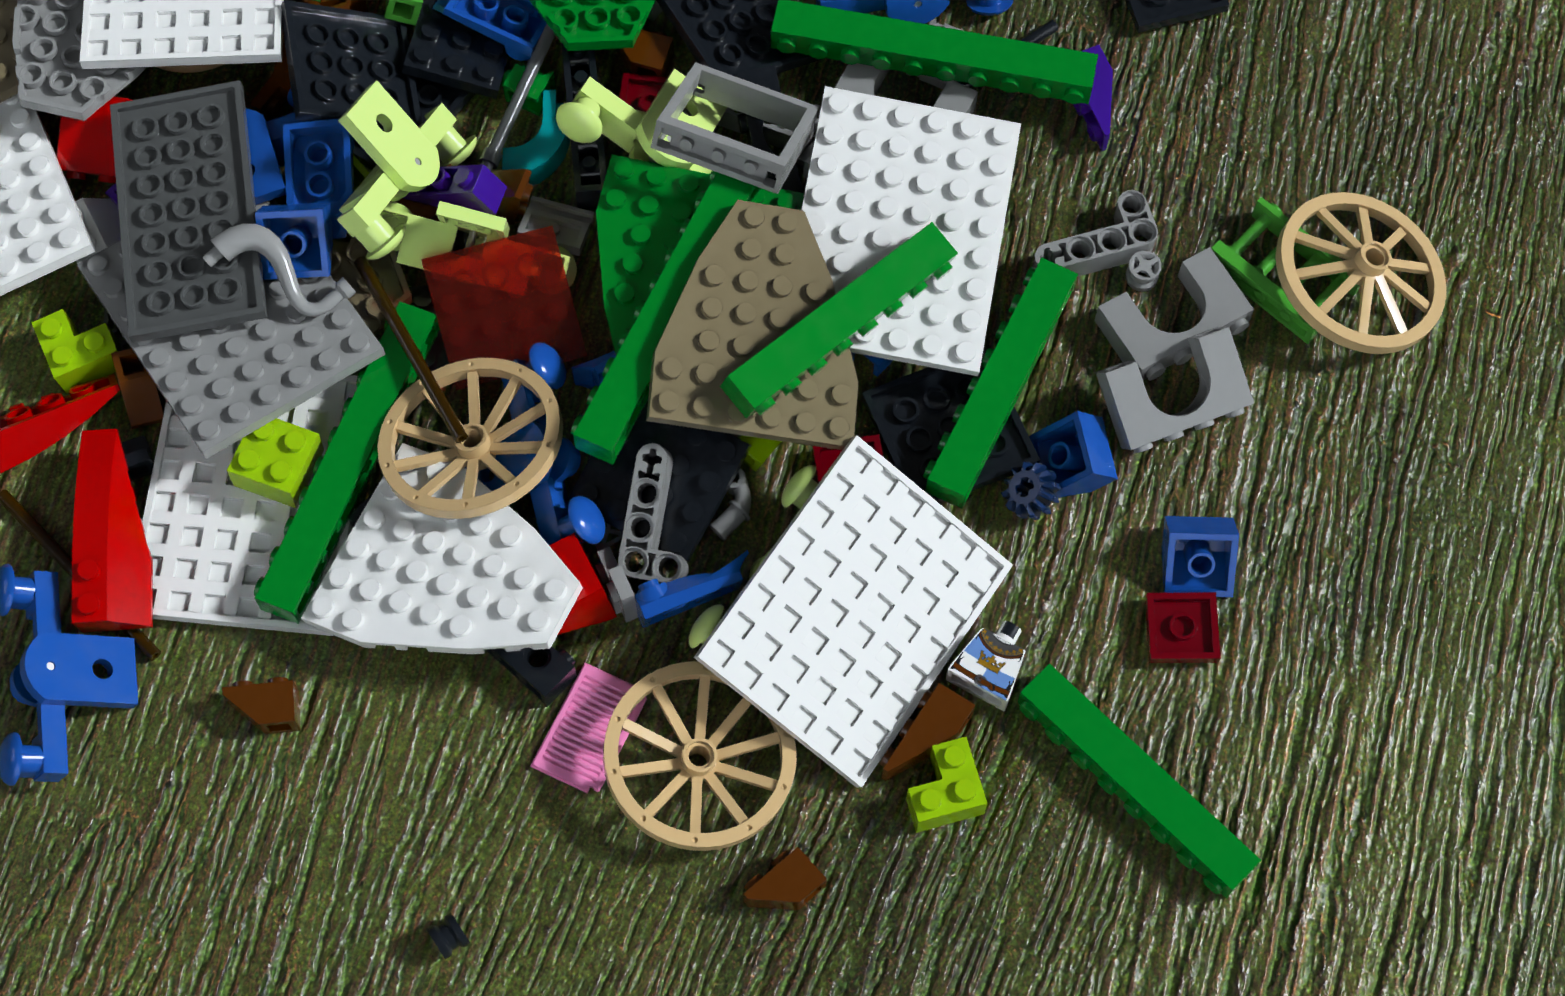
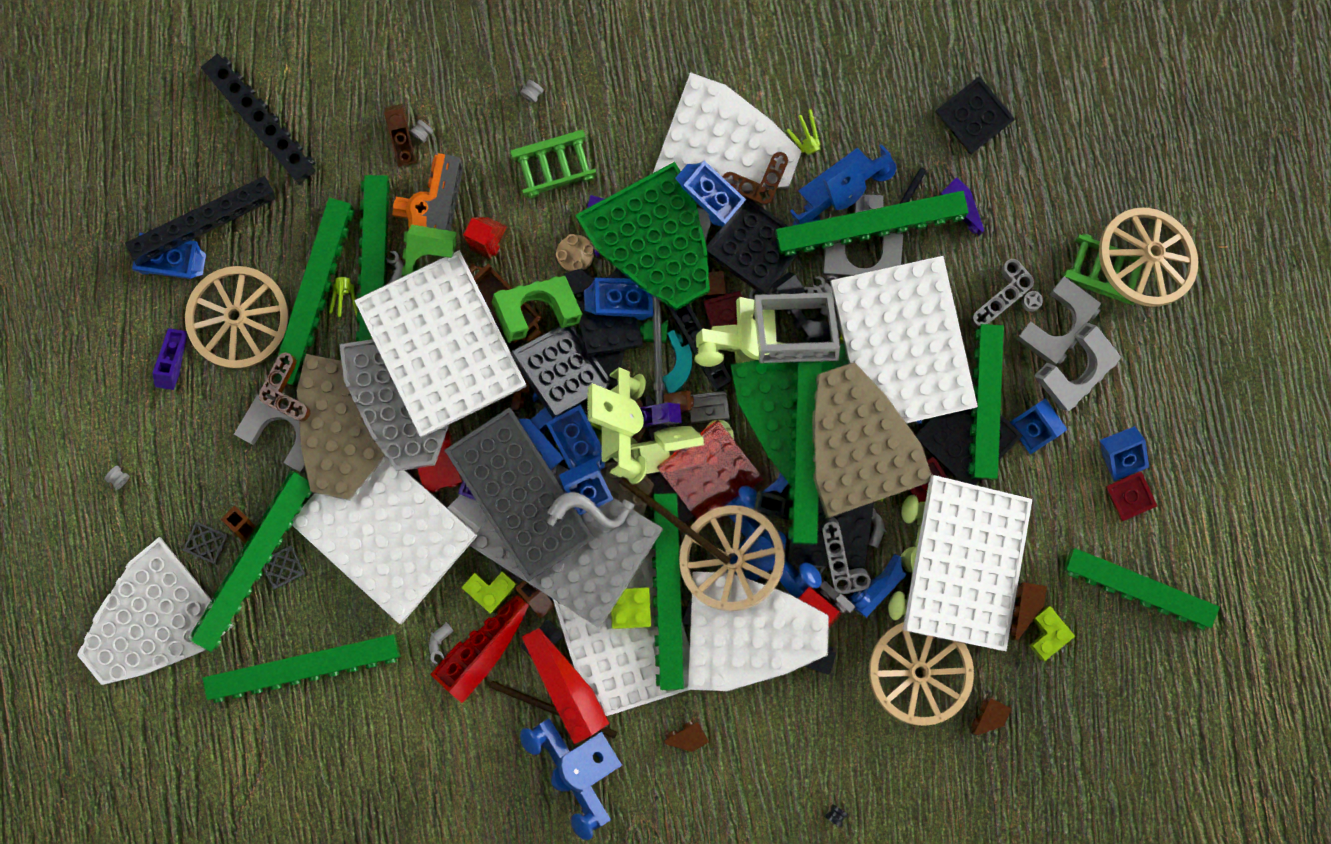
camera: 25 degrees left, 15 degrees up
(568, 381) = (773, 505): none -> black slope
(577, 735) = (852, 678): bright pink window -> none
(839, 320) = (902, 418): green brick -> none
(989, 665) = (1043, 558): torso -> none
(1031, 490) = (1028, 462): dark blue gear -> none

